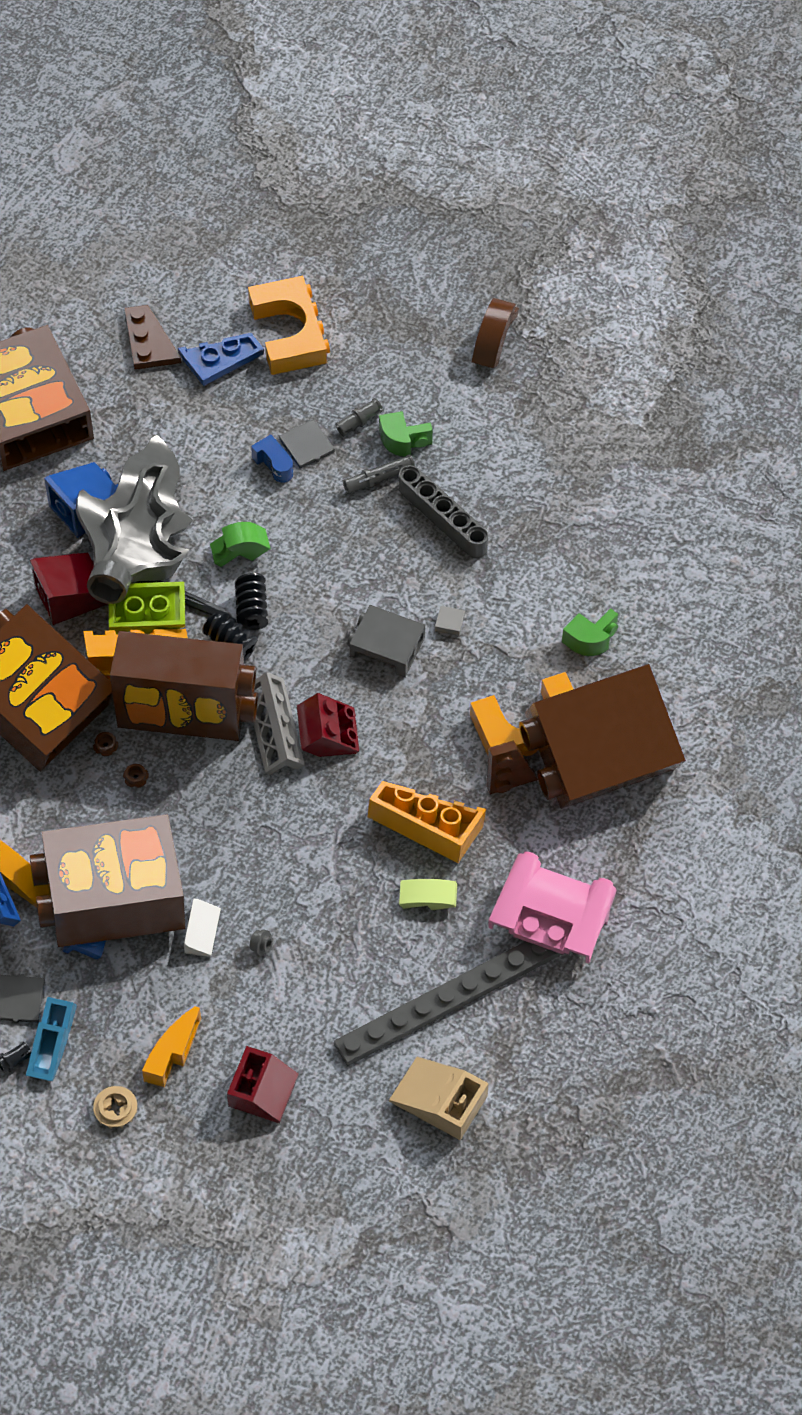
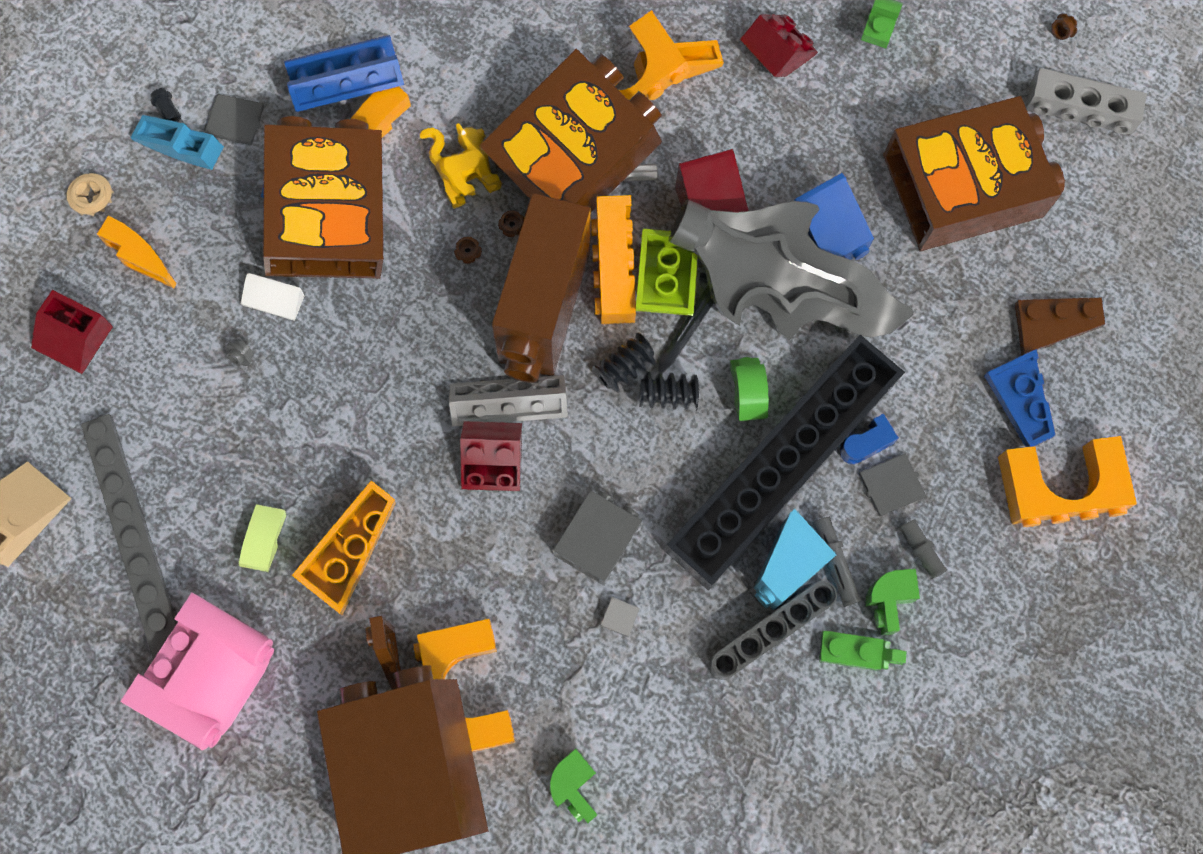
camera: 95 degrees right, 15 degrees up
(56, 790) = (463, 166): none -> yellow animal
(303, 512) = (783, 462): none -> black brick
(387, 498) = (791, 561): none -> medium azure slope
(448, 456) = (858, 651): none -> bright green hinge
(493, 332) = (1040, 735): reddish brown arch -> none

